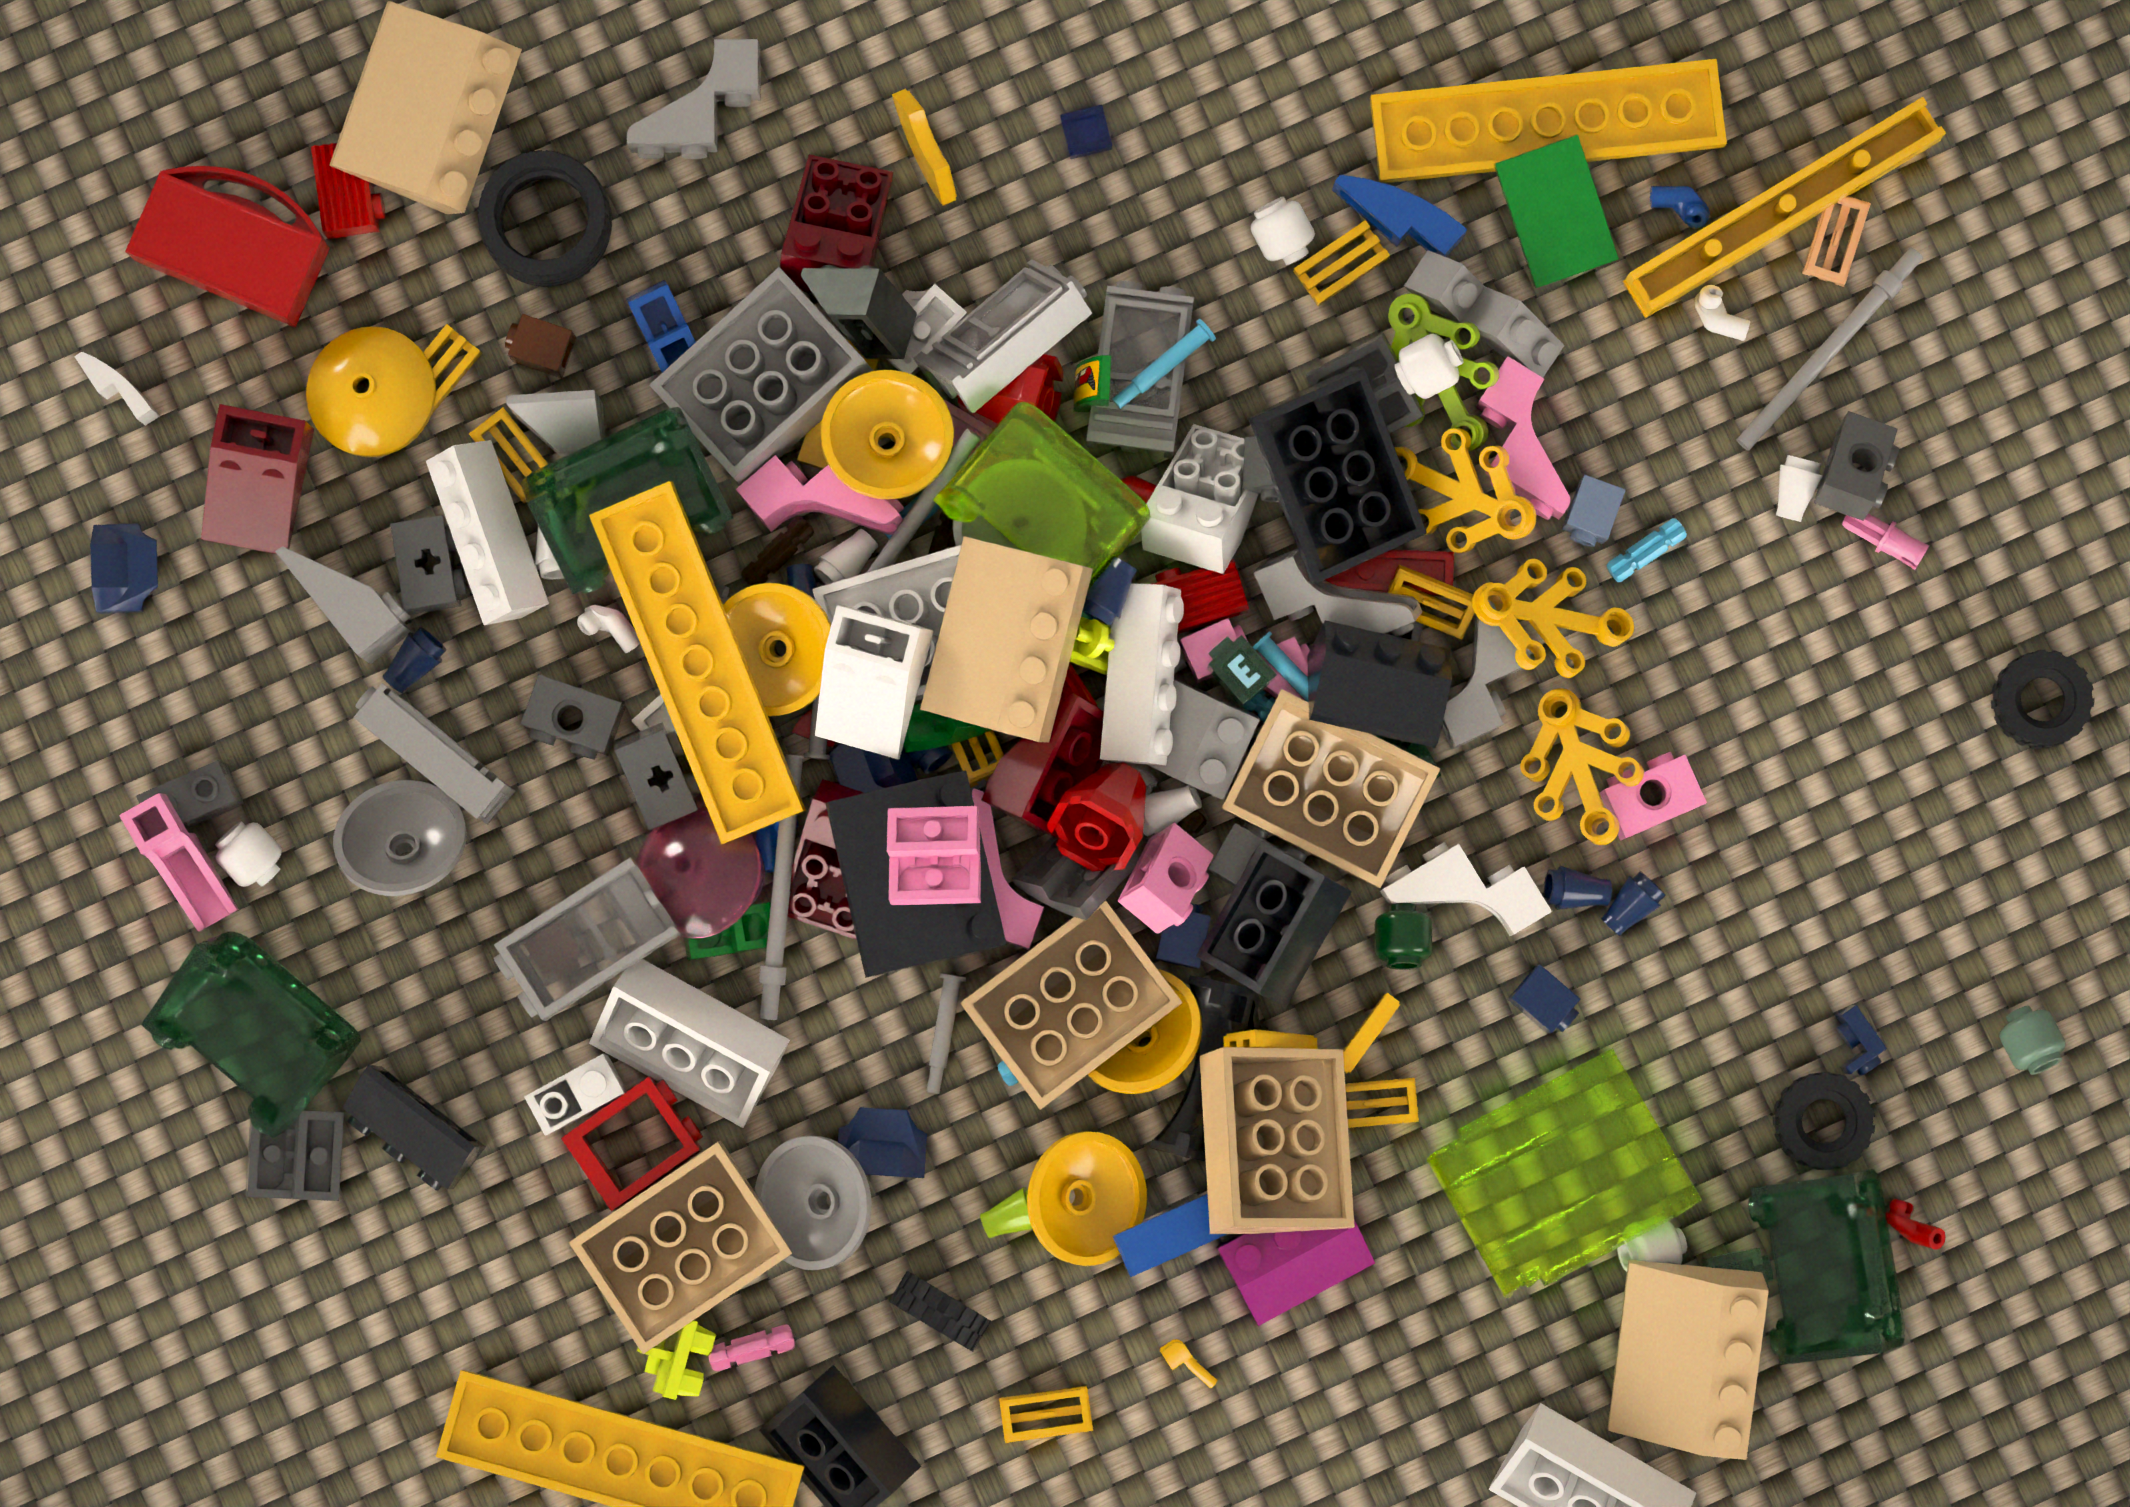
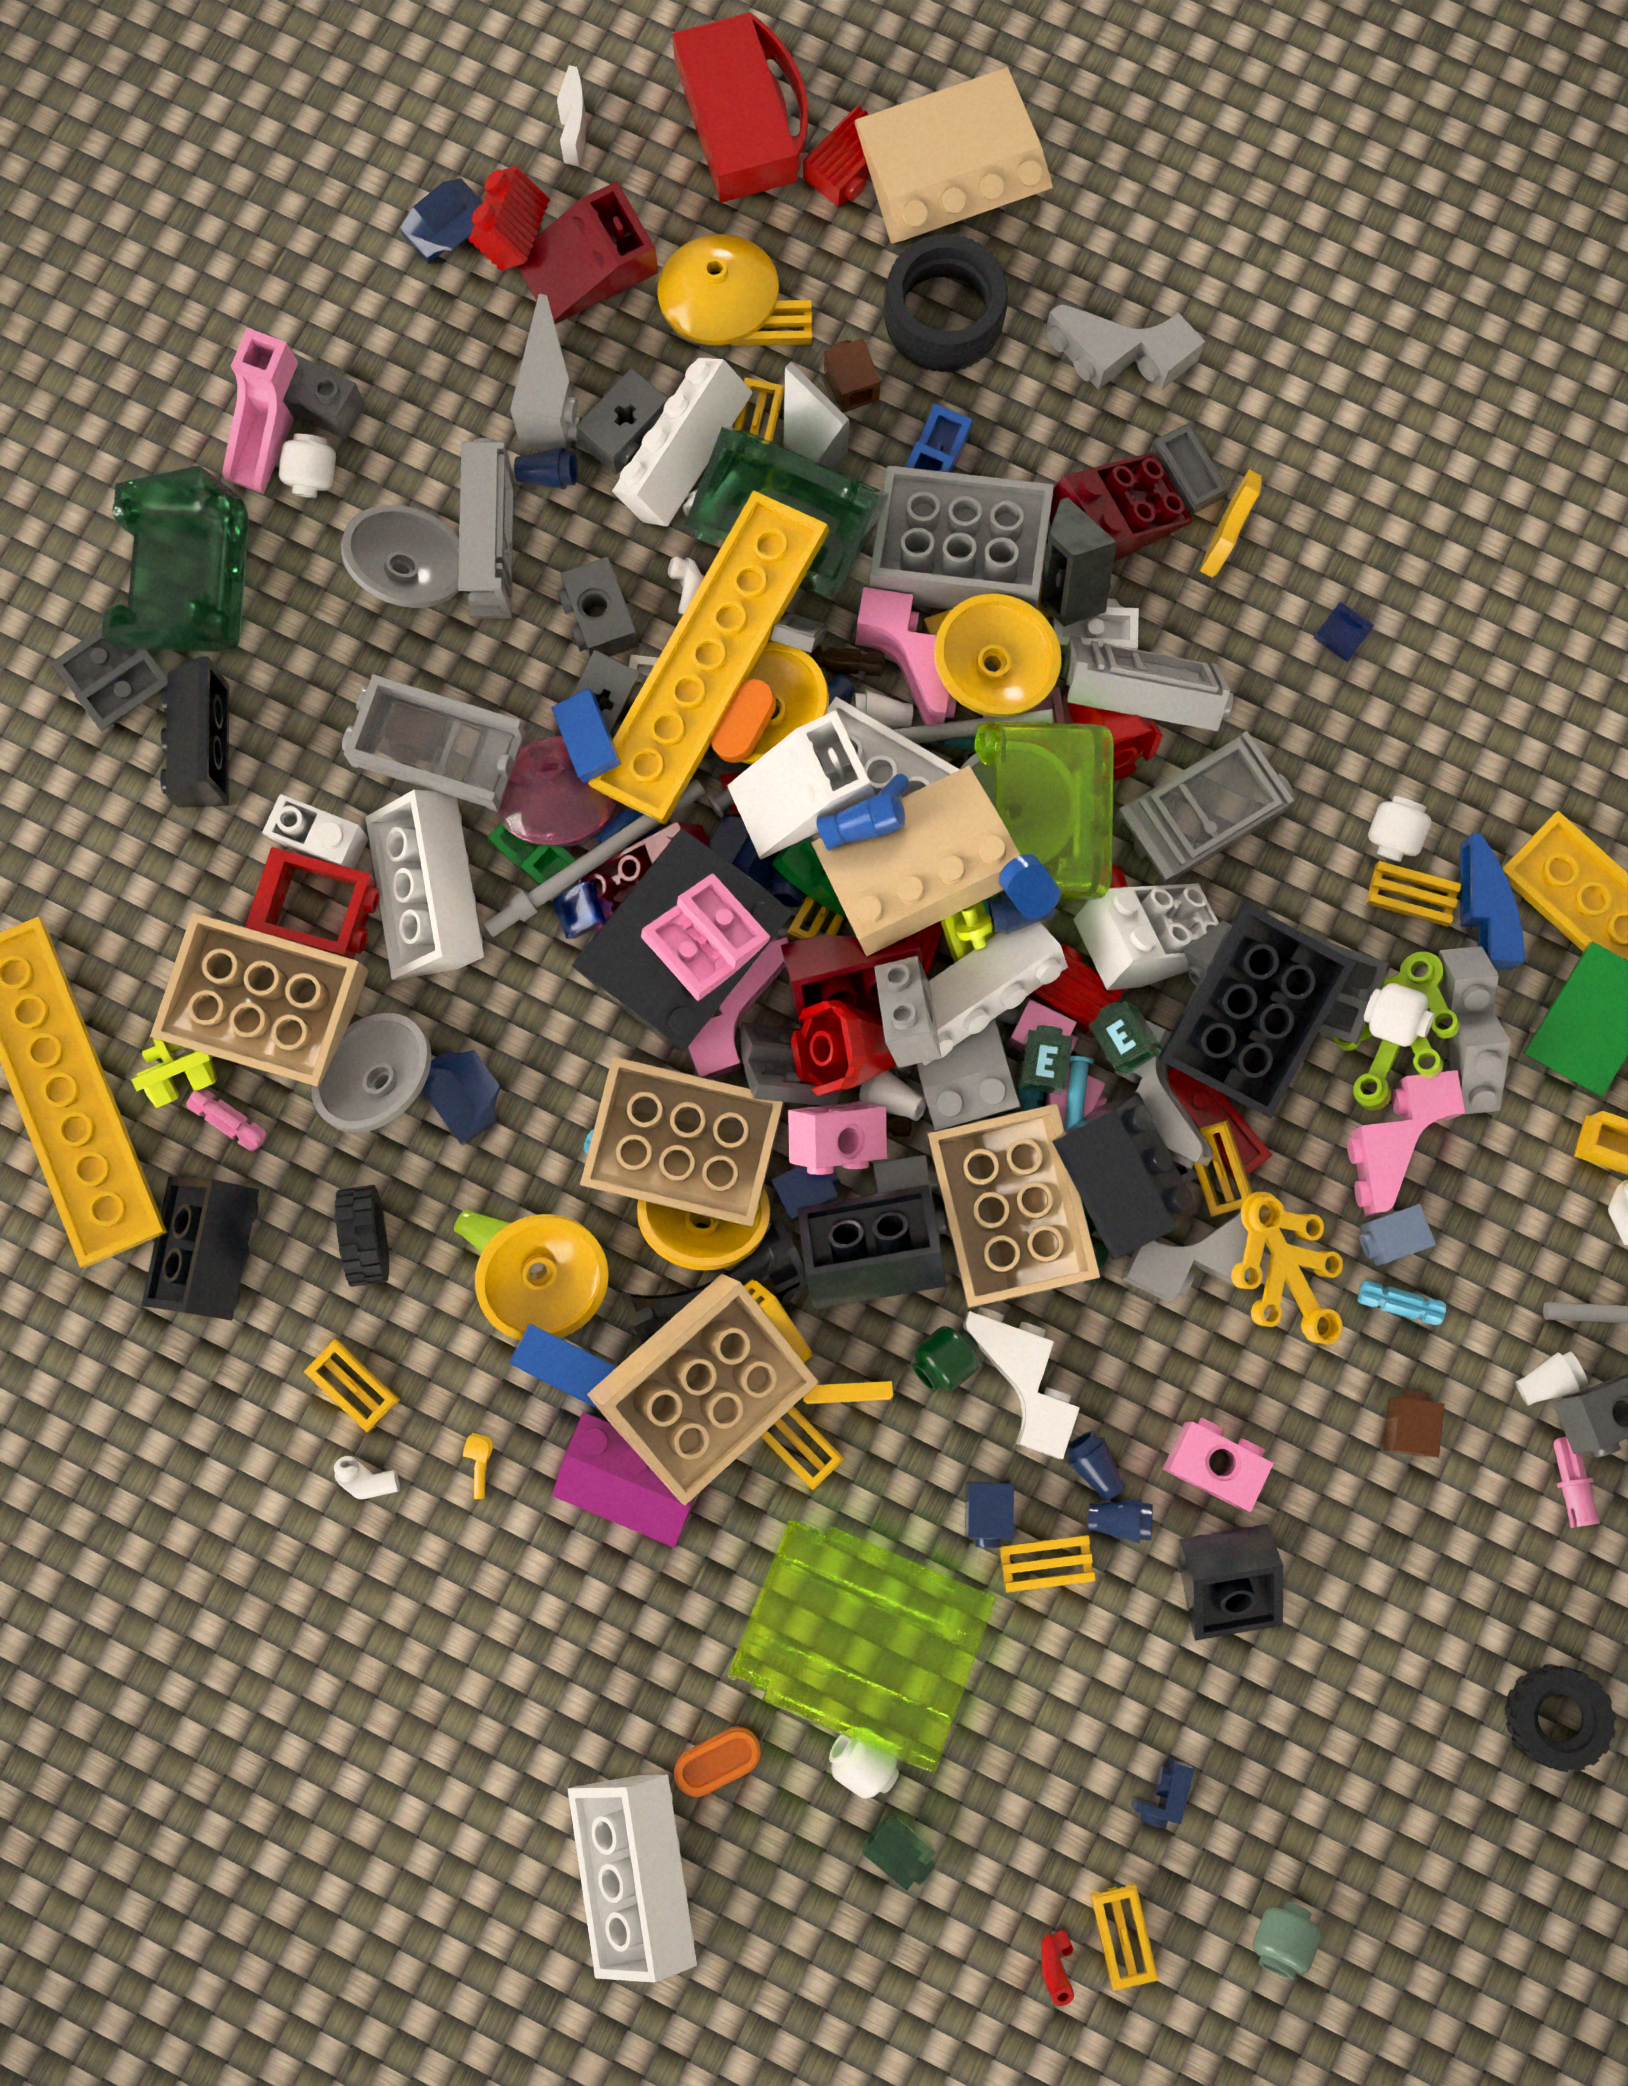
camera: 50 degrees right, 5 degrees down
(170, 516) = (508, 217): none -> red brick
(681, 814) = (586, 735): none -> blue tile
(732, 572) = (799, 632): none -> light grey tile
(775, 679) = (744, 721): none -> orange tile
(811, 933) = (579, 910): none -> clear blue tile
(848, 136) = (1190, 468): none -> dark grey tile
(943, 1030) = (586, 1068): light grey piece -> none
(946, 651) = (867, 818): none -> blue piece
(1092, 383) = (1167, 779): slope -> none
(1104, 575) = (1029, 886): none -> blue tile
(1119, 747) = (907, 1012): none -> light grey brick
(1130, 1464) = (361, 1482): none -> white arm
(1165, 363) = (1227, 818): medium azure piece -> none
(1272, 592) = (1125, 1036): none -> clear green brick
(1468, 494) = (1326, 1129): yellow plant -> none
(1560, 1359) = (717, 1761): none -> orange tile
(1576, 761) = (1195, 1381): yellow plant -> none
(1637, 957) = (1084, 1558): none -> yellow tile
(1689, 1357) = (801, 1869): tan slope -> none
(1744, 622) = (1414, 1424): none -> reddish brown brick
(1746, 859) = (1232, 1581): none -> black slope
(1831, 1267) = (967, 1926): clear green windscreen -> none
(1857, 1115) = (1115, 1828): black tyre -> none
(1898, 1141) = (1114, 1896): none -> yellow tile

